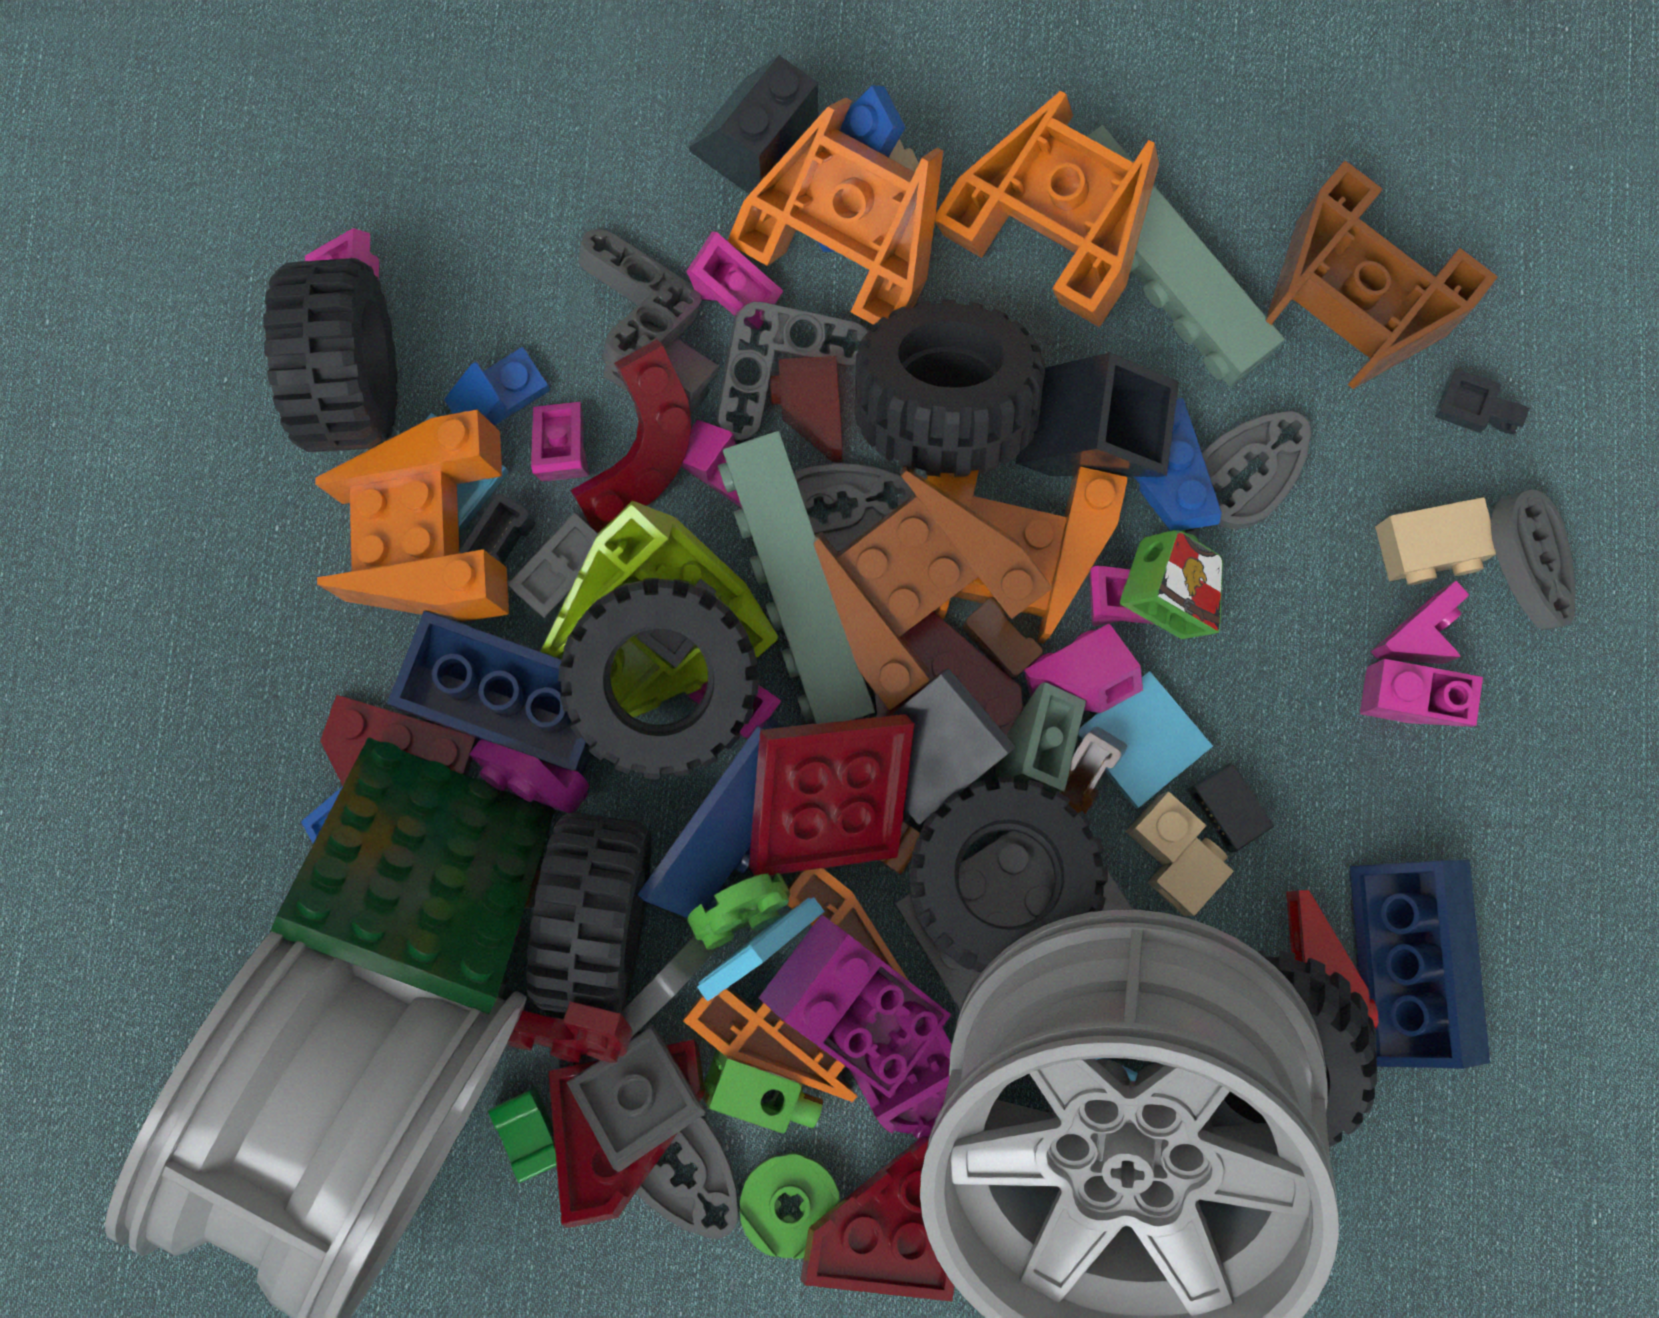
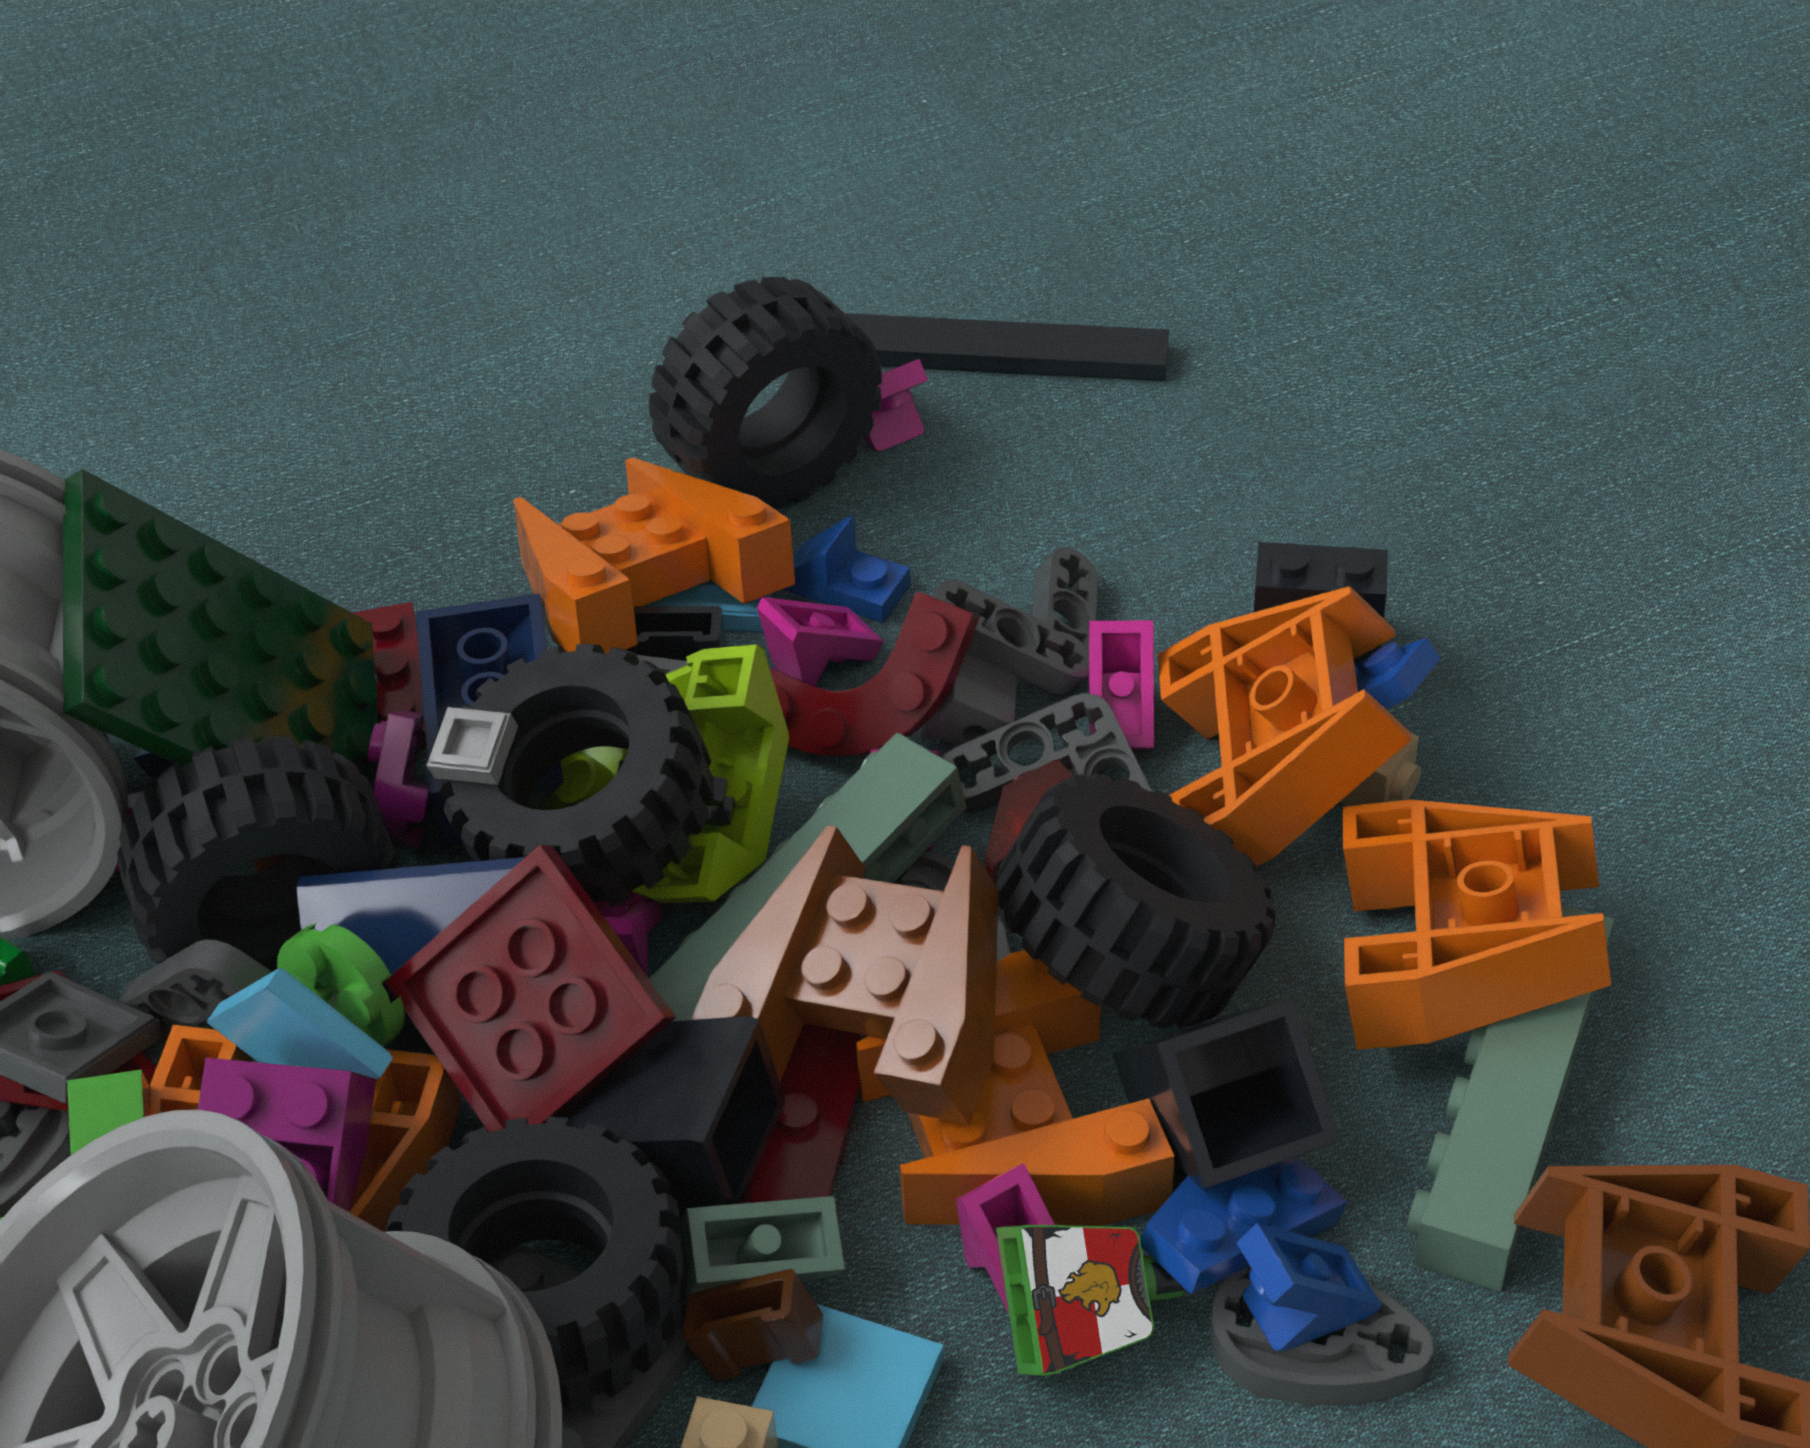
camera: 65 degrees right, 35 degrees down
(297, 192) = (1018, 346): none -> black tile
(583, 1031) = (107, 920): dark red plate -> none
(622, 737) = (472, 746): none -> light grey tile
(1000, 639) = (870, 1157): reddish brown piece -> none
(1092, 668) = (896, 1265): dark pink slope -> none
(1245, 460) = (1302, 1286): none -> blue slope

